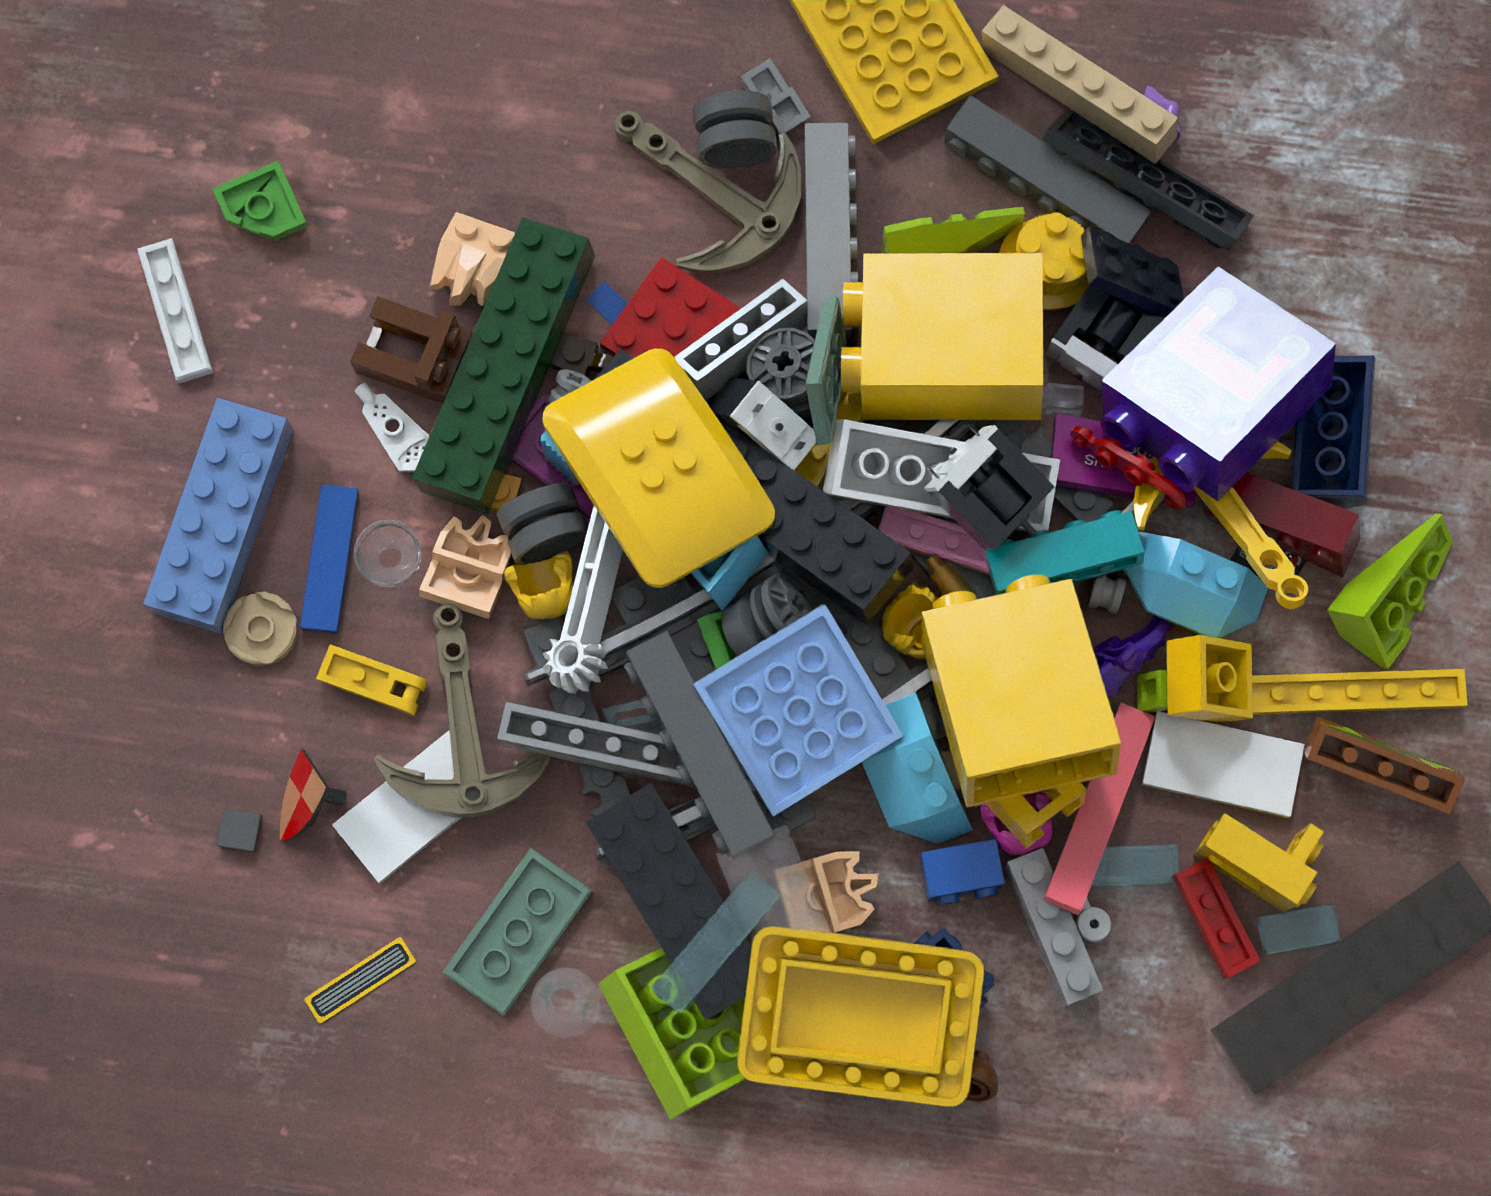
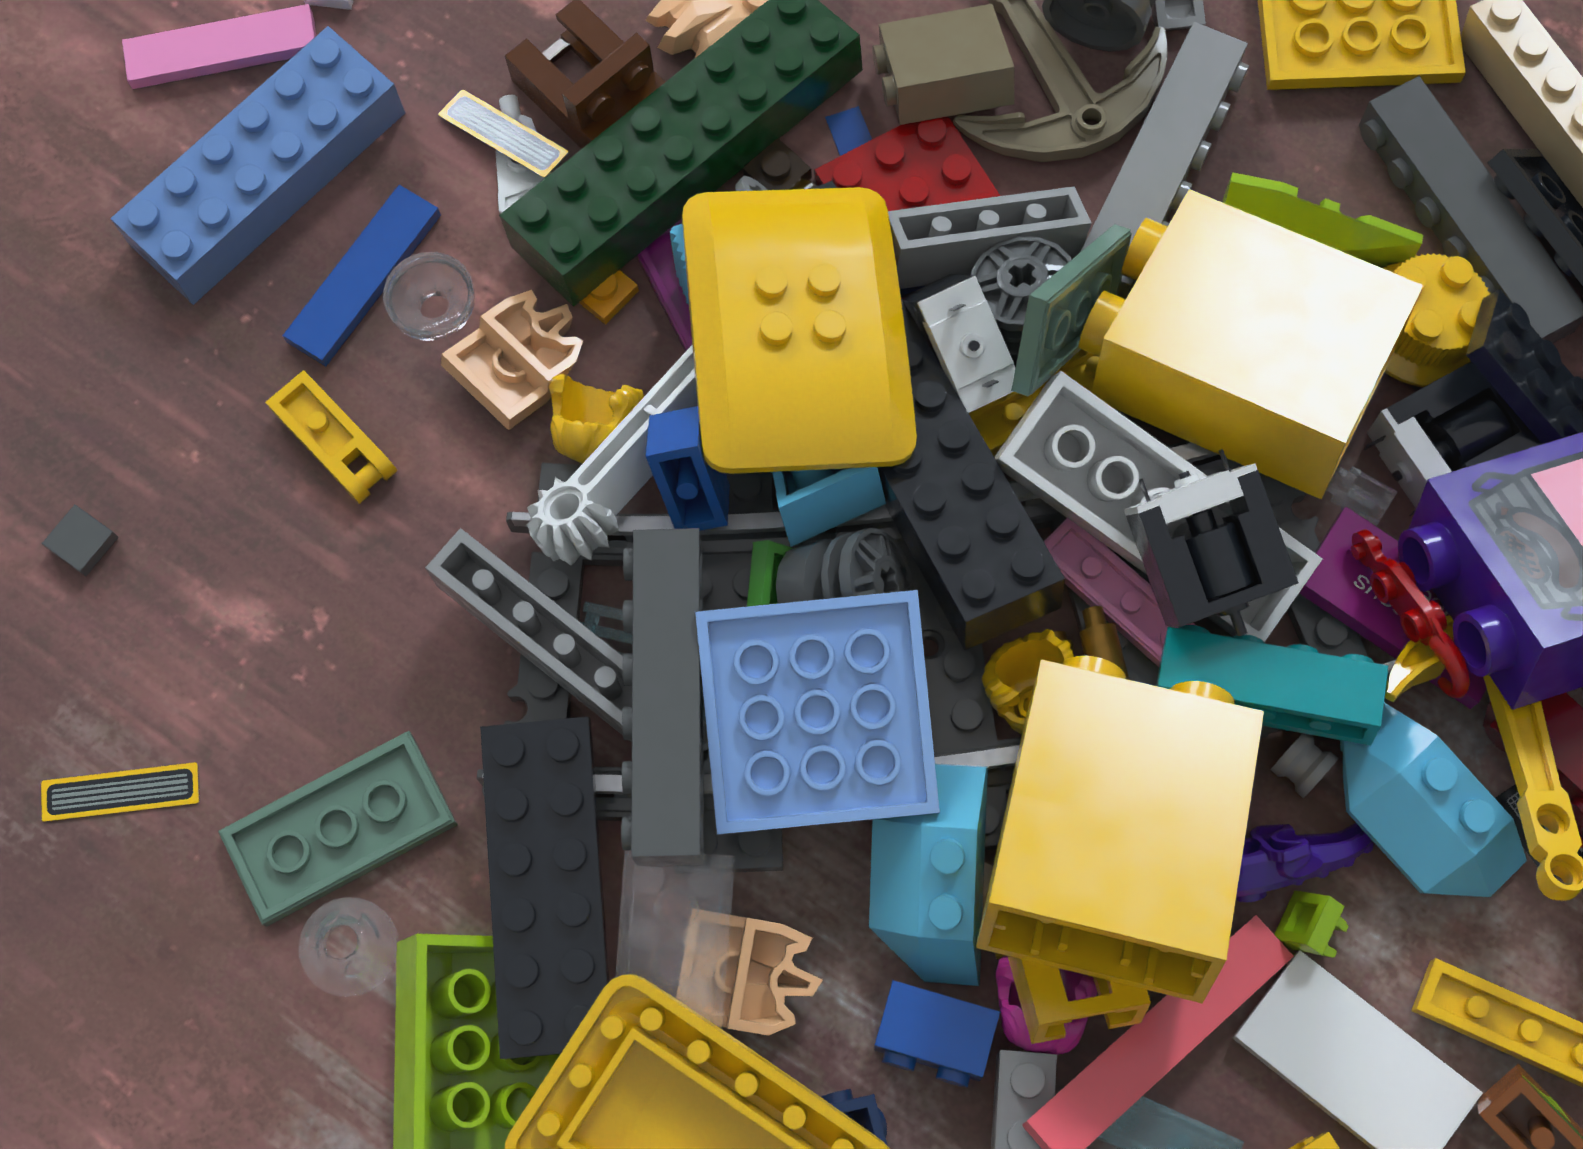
camera: 30 degrees right, 5 degrees down
(137, 443) = (217, 46): none -> bright pink tile
(260, 628) = (238, 318): tan tile -> none
(305, 797) = (176, 540): shield -> none
(372, 414) = (503, 133): none -> sticker
(391, 830) = (299, 612): white tile -> none
(448, 796) = (383, 596): dark tan piece -> none
(543, 523) = (626, 338): dark grey wheel -> none
(628, 592) = (689, 487): none -> blue brick
(652, 229) = (944, 64): none -> dark tan brick
(715, 942) = (560, 961): clear light blue tile -> none
(1209, 679) = (1391, 940): yellow brick -> none

